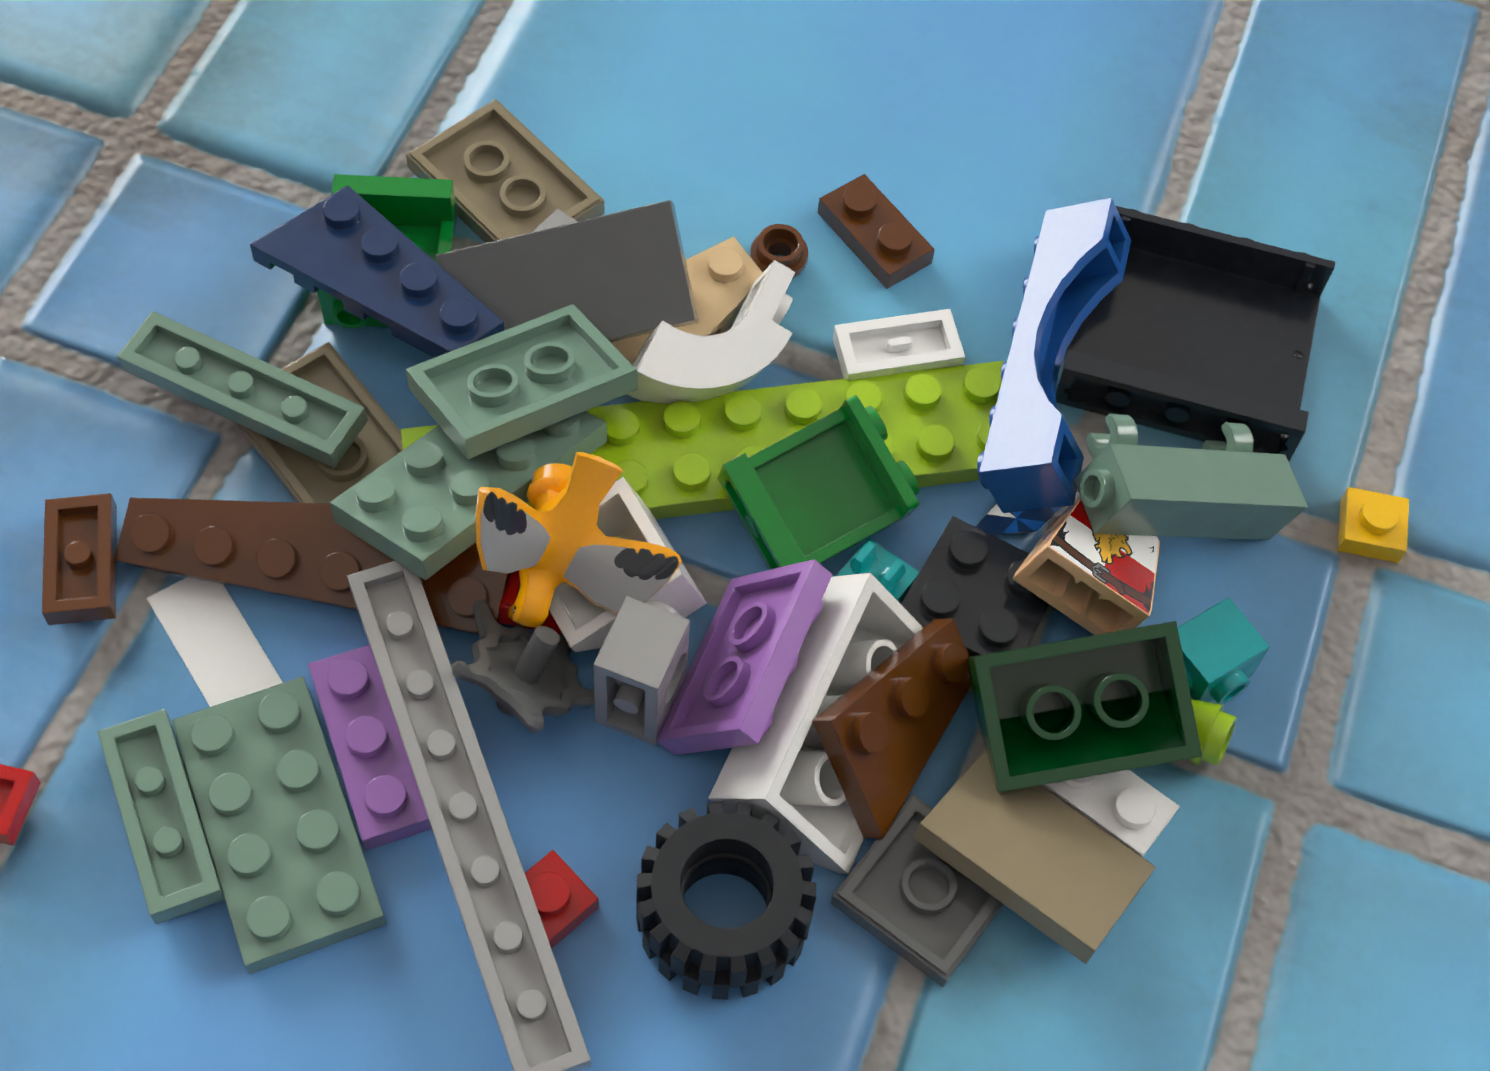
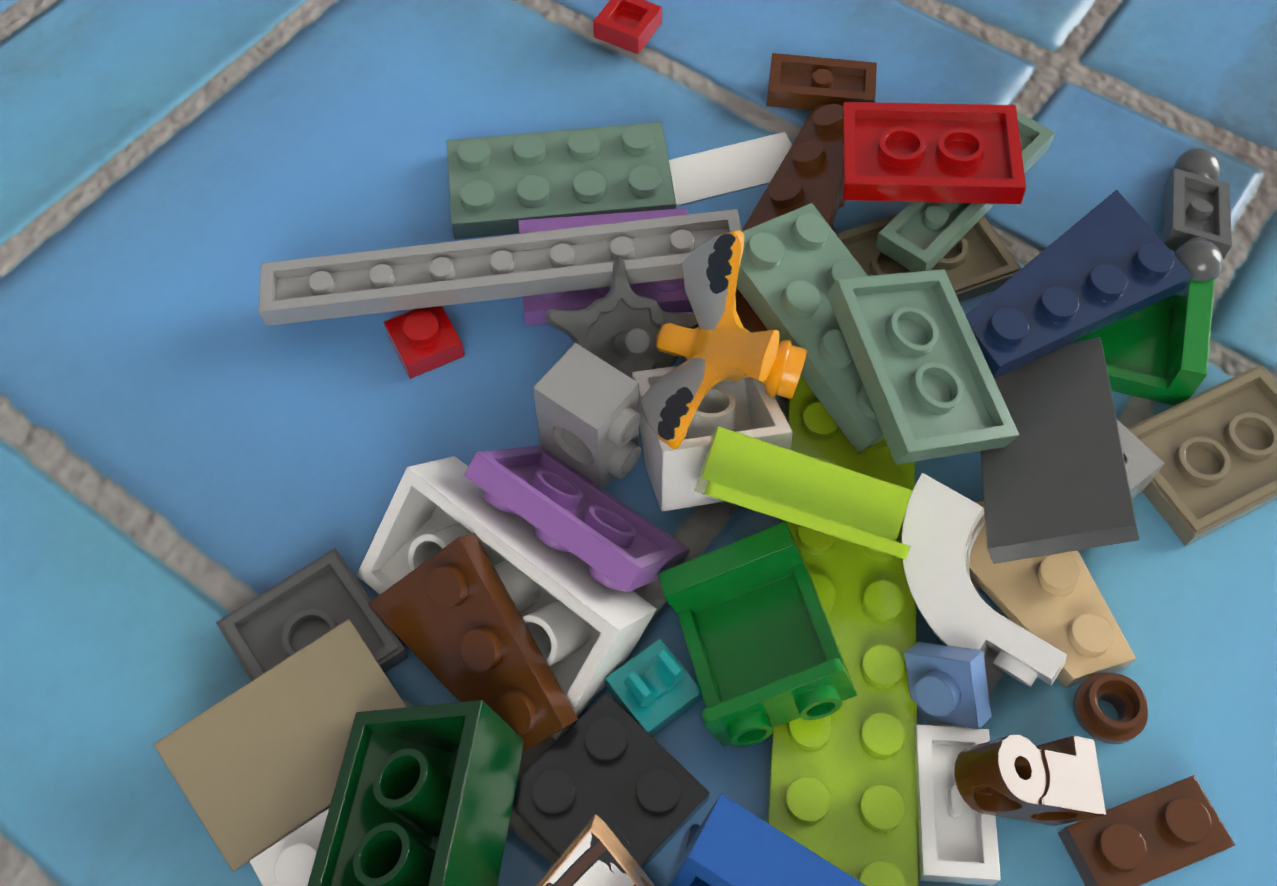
camera: 110 degrees right, 0 degrees up
(160, 816) = (585, 104): sand green plate -> none
(221, 411) = (932, 153): none -> red plate
(233, 196) = (1197, 214): none -> dark grey plate
(692, 460) = (804, 491): none -> lime panel
(737, 847) = (334, 408): black tyre -> none
(809, 352) = (948, 684): none -> medium blue plate
(869, 284) = (1032, 782): none -> leg

